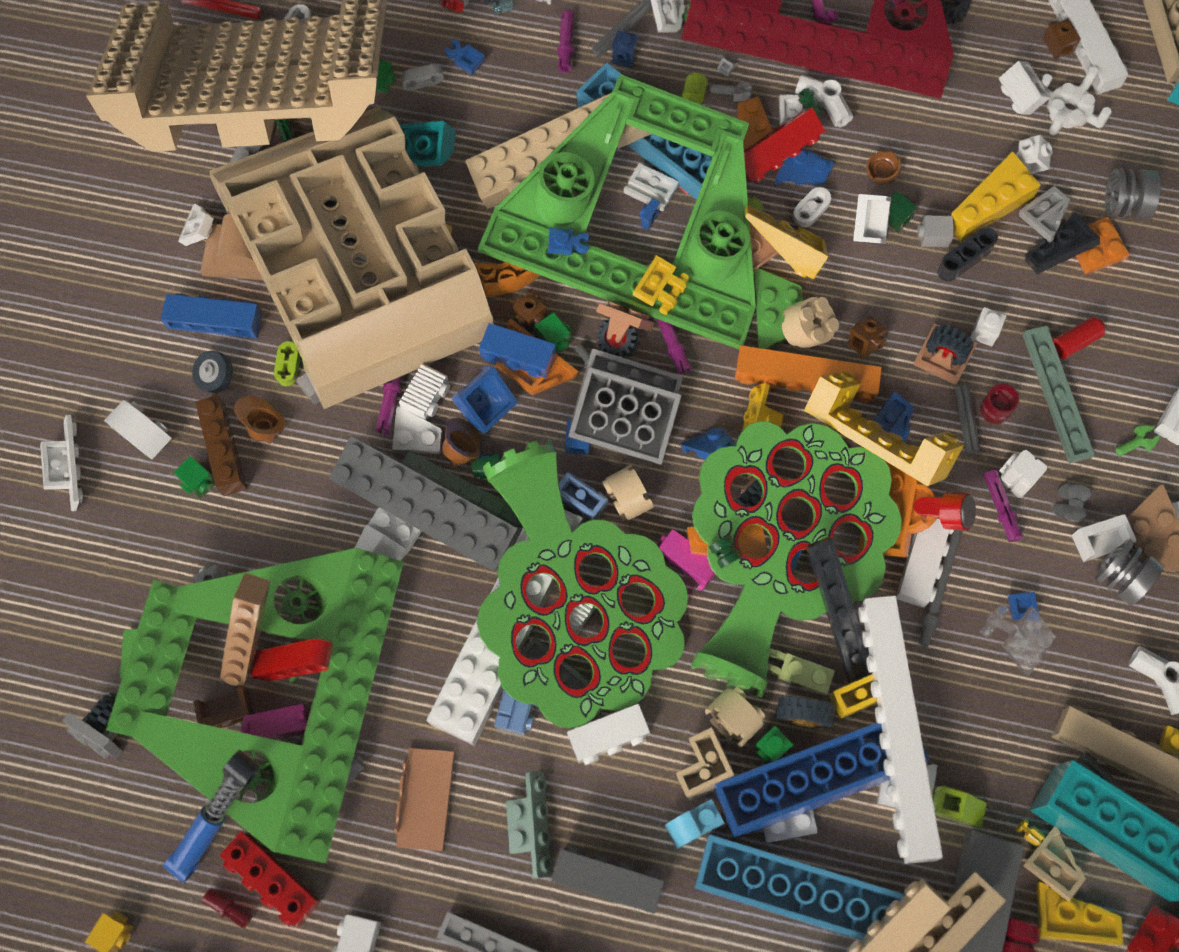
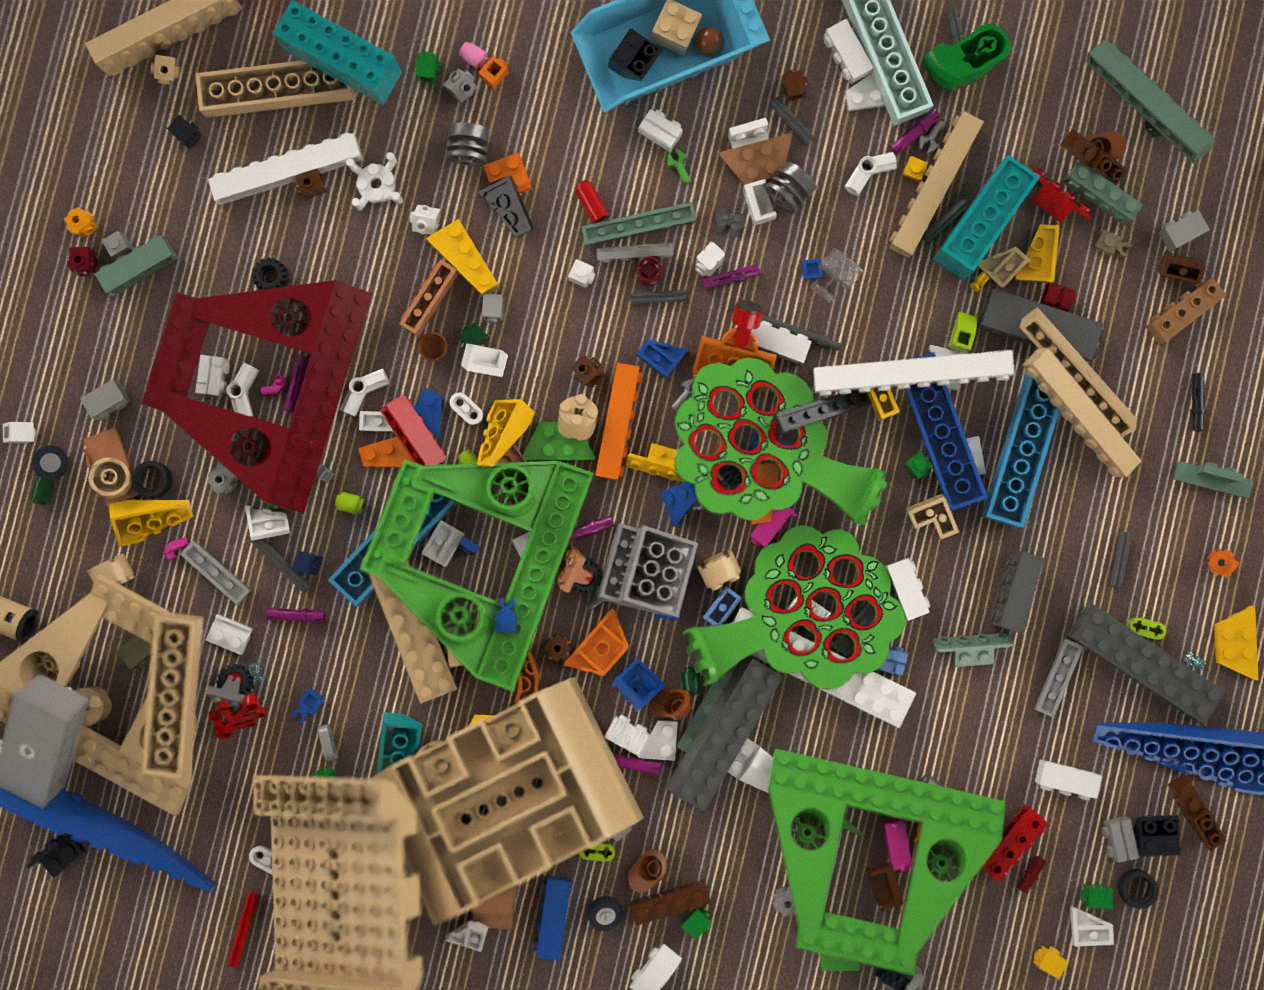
camera: 85 degrees left, 15 degrees up
(186, 858) = (997, 907): piece -> none
(244, 629) = (840, 870): medium nougat brick -> none
(292, 660) = (857, 833): red beam -> none
(424, 799) = (952, 728): nougat piece -> none
(517, 351) = (597, 658): blue brick -> none
(554, 331) = (577, 627): green brick -> none
(655, 279) = (542, 544): yellow plate -> none
(694, 824) = (977, 530): medium azure brick -> none
(727, 557) = (781, 496): dark green wheel -> none
(735, 716) = (898, 493): tan brick -> none
(740, 92) = (352, 467): light grey bar -> none
(801, 672) = (860, 440): yellowish green hinge -> none
(805, 712) = (895, 440): black wheel -> none
(808, 99) = (364, 406): dark green pin -> none
(926, 464) = (685, 373): yellow plate -> none
(940, 160) = (429, 298): none -> nougat brick
(945, 353) = (602, 309): plate -> none
(973, 246) = (511, 275): black beam -> none
(1019, 379) = (626, 253): none -> light grey plate
(1023, 88) = (361, 221): white brick -> none
(1046, 212) = (478, 215): light grey wing -> none

